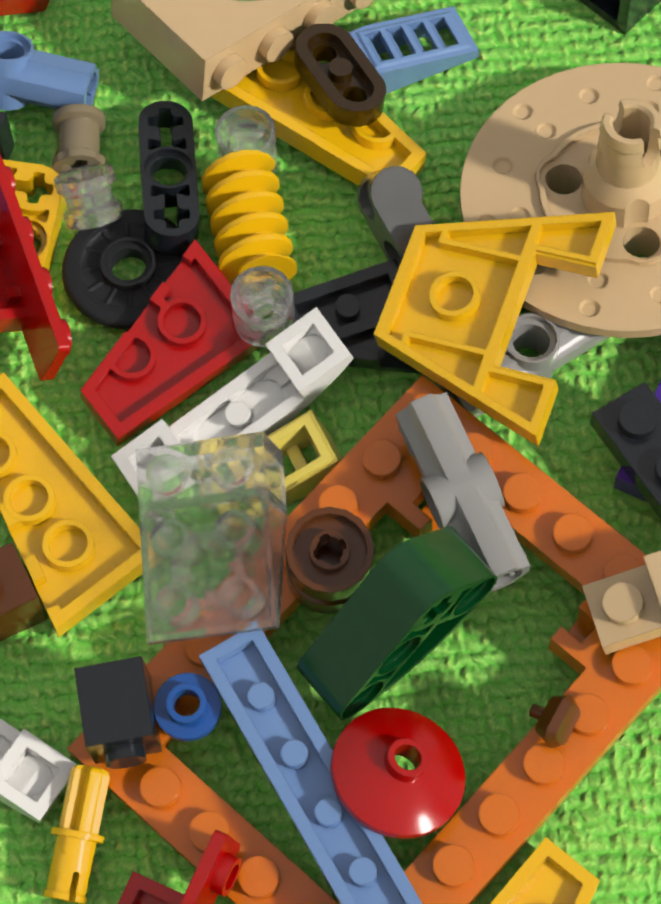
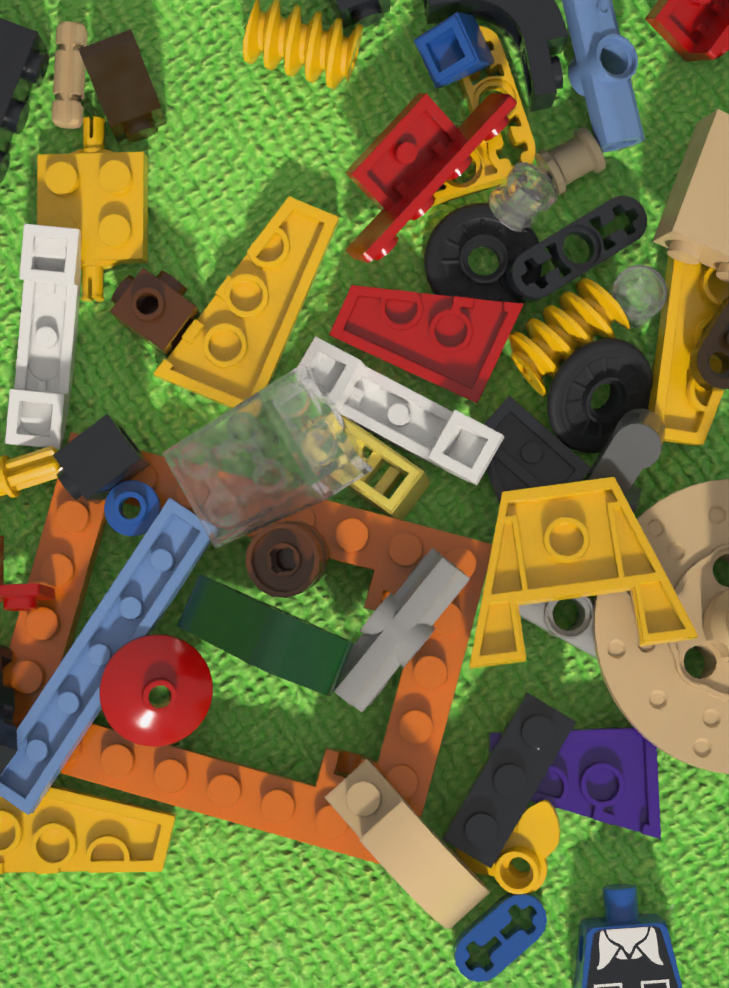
camera: 55 degrees right, 20 degrees up
(263, 292) = (480, 385): clear wheel -> none
(294, 203) = (577, 379): none -> black wheel
(556, 719) = (255, 786): reddish brown rock -> none

